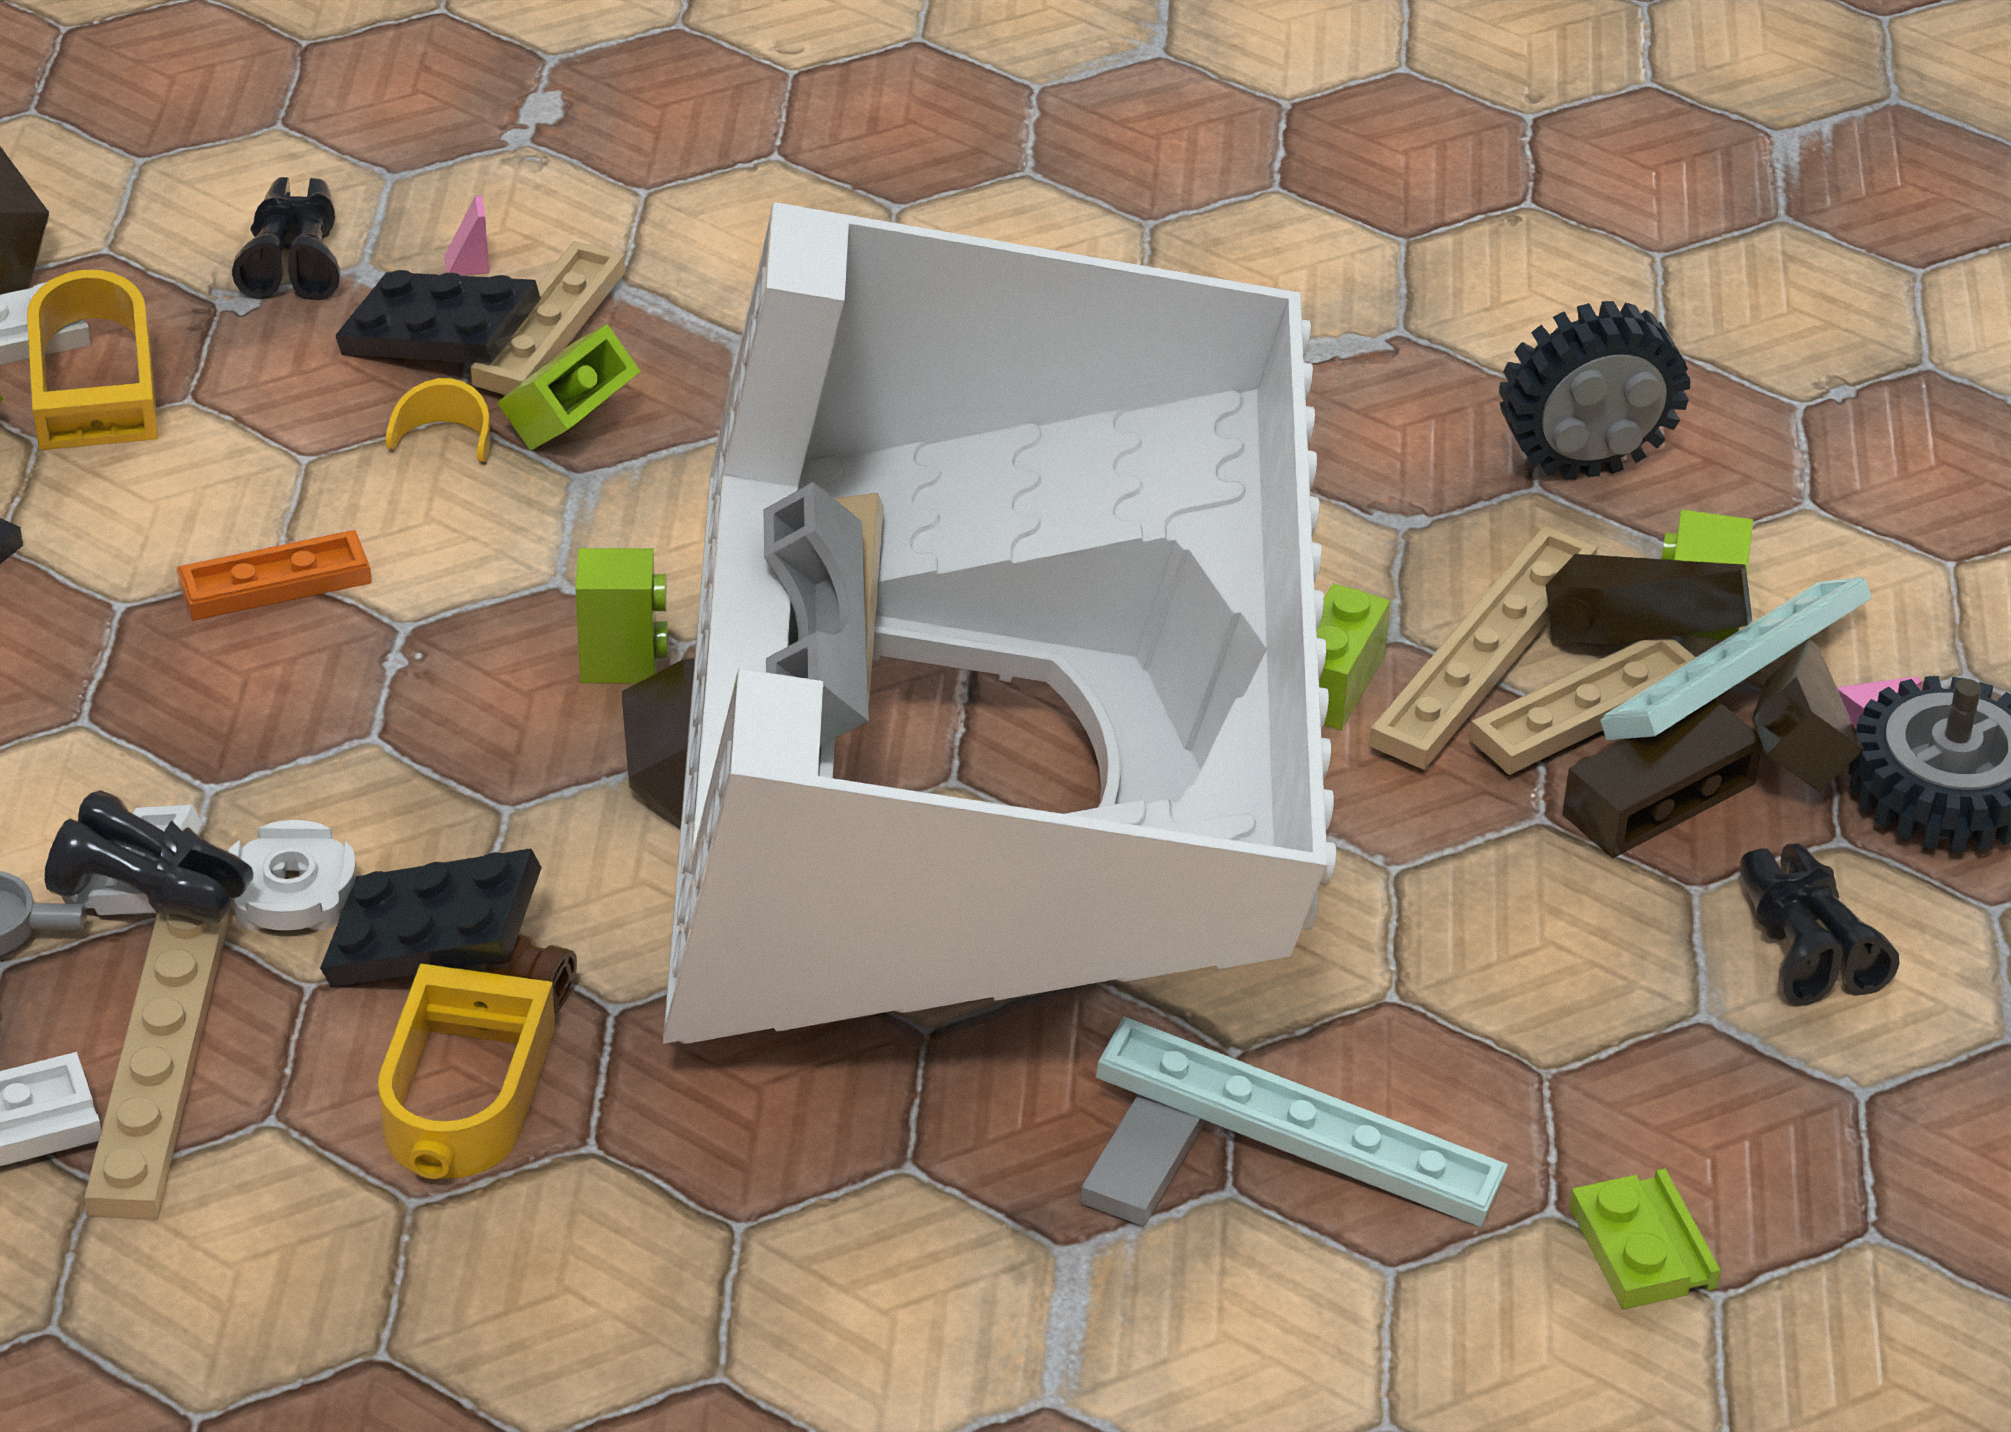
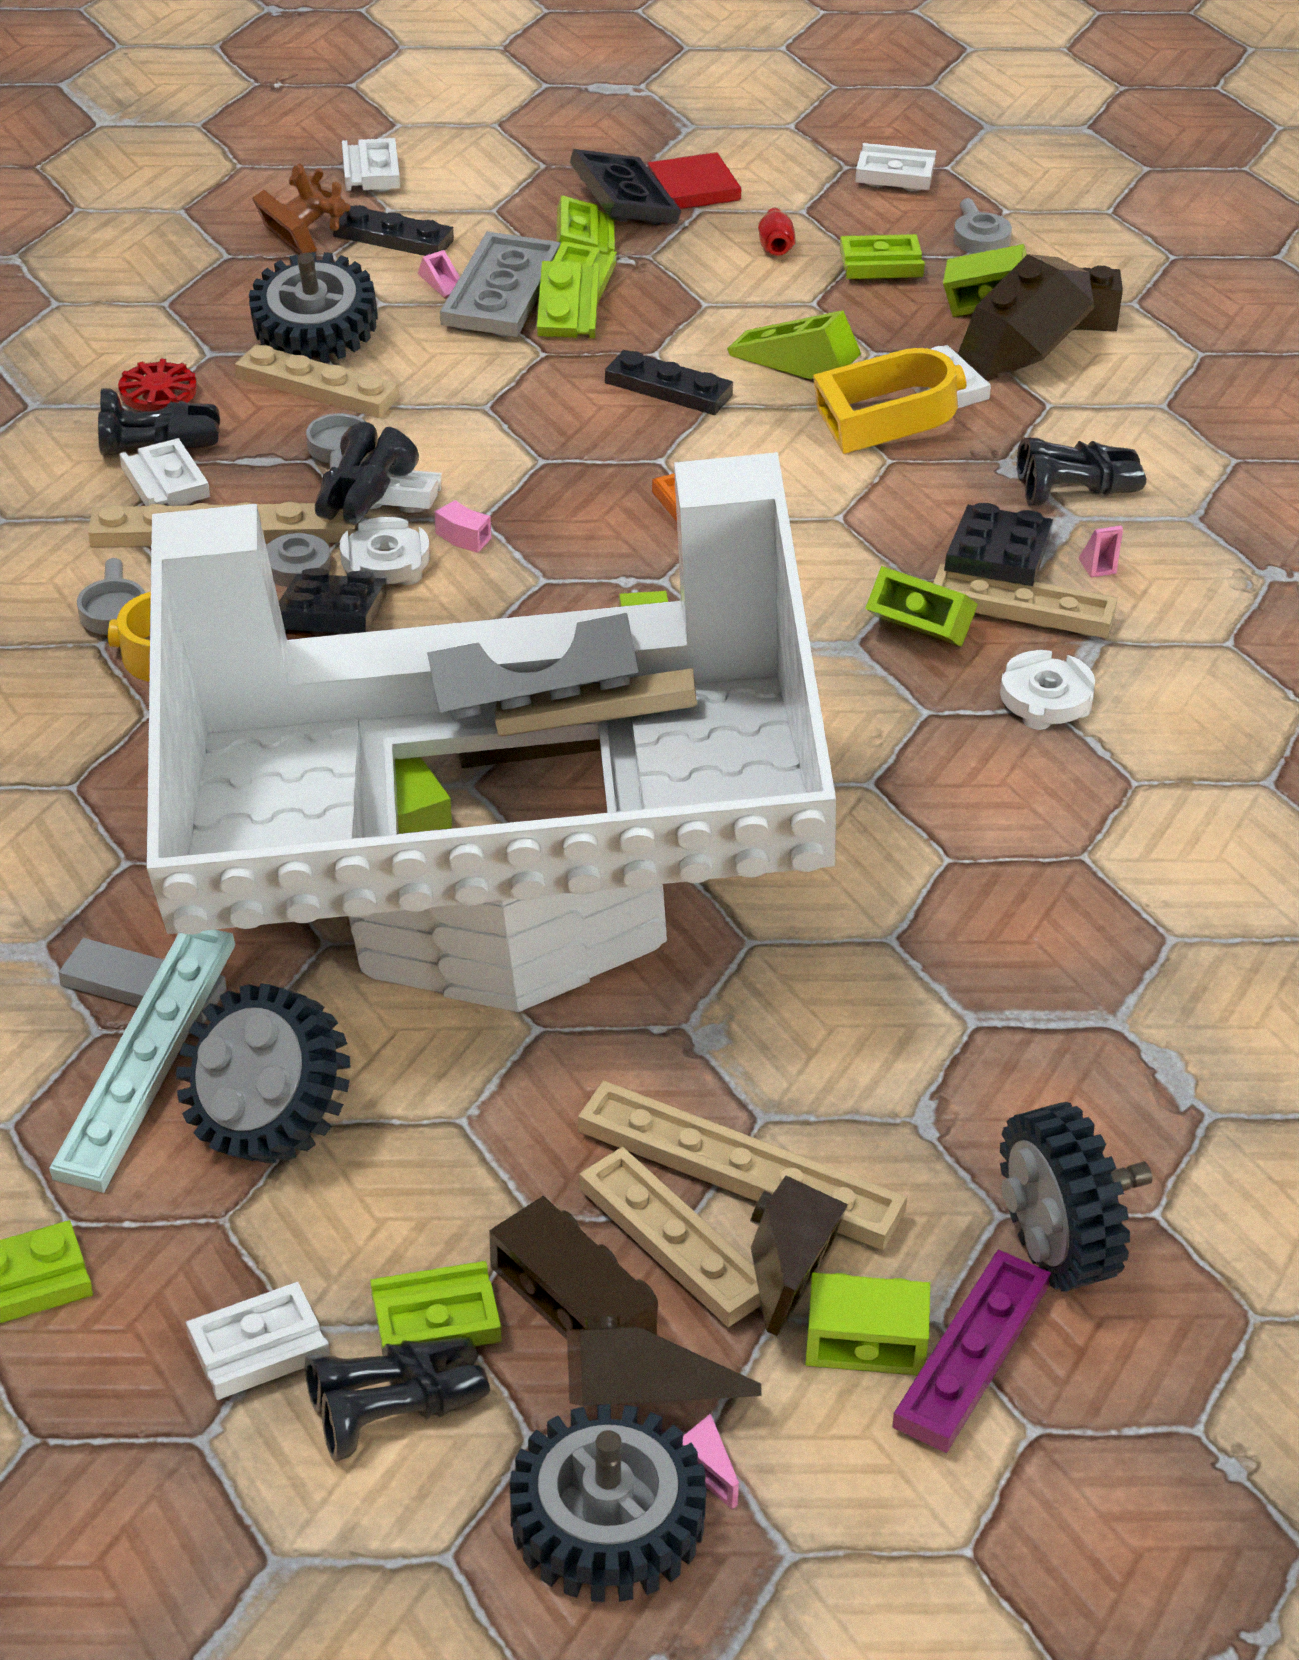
camera: 85 degrees right, 0 degrees up
(247, 796) = (463, 526): none -> bright pink piece
(267, 981) = (295, 553): none -> light grey piece
(342, 1169) = (105, 598): none -> light grey piece
(441, 402) = (886, 547): yellow helmet -> none
(690, 326) = (1066, 691): none -> white plate
(1355, 646) = (692, 1057): lime brick -> none
(1400, 971) = (263, 1073): none -> wheel
(1698, 886) = (437, 1305): none -> lime plate
(1734, 659) = (732, 1332): light aqua tile -> none
(1745, 1027) = (256, 1340): none -> white plate
(1778, 534) = (971, 1351): none -> magenta plate

